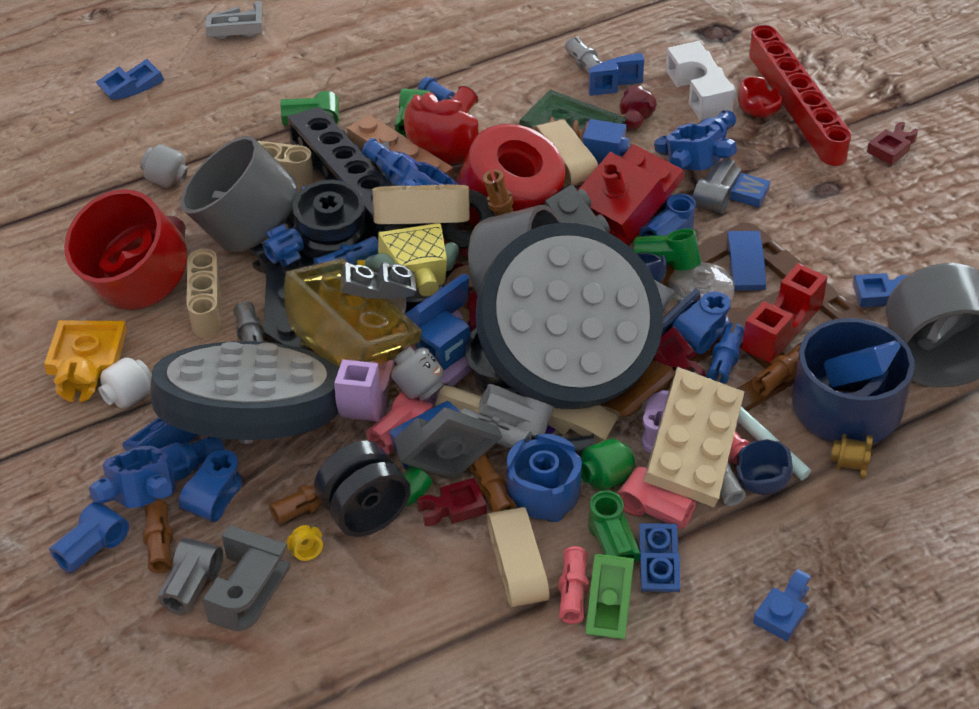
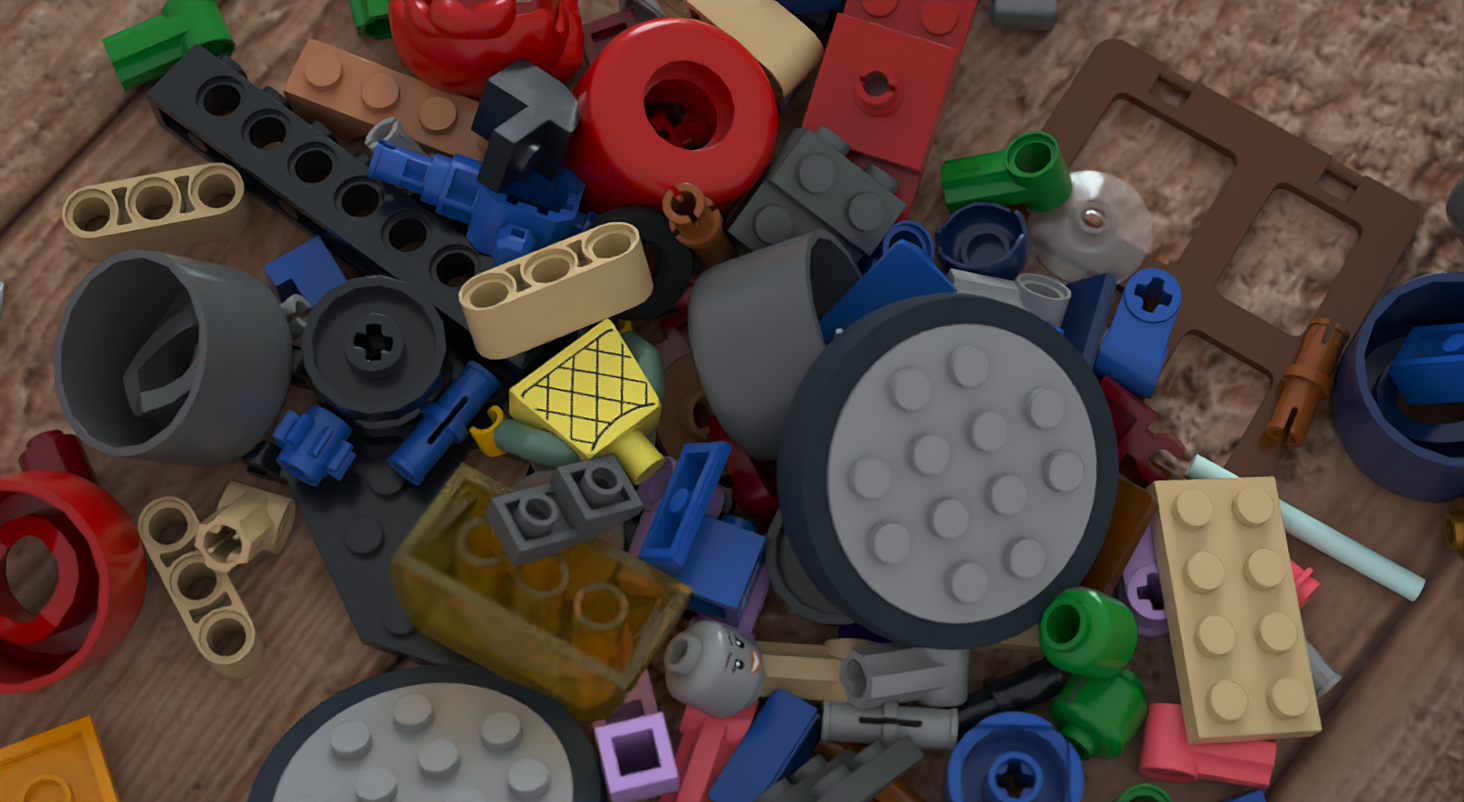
camera: 25 degrees left, 25 degrees up
(236, 271) = (244, 525): none -> tan piece
(248, 325) = (326, 637): flat silver pin -> none
(440, 151) = (527, 125): none -> black brick
(611, 415) = (1088, 633): none -> green head
(676, 216) = (976, 99): blue piece -> none
(726, 353) = (1199, 384): blue pin -> none
(746, 260) = (1145, 138): blue slope -> none
(764, 467) = (1359, 616): dark blue hair -> none
(776, 325) = (1272, 268): red arch -> none
(874, 288) = (1395, 130): blue plate -> none

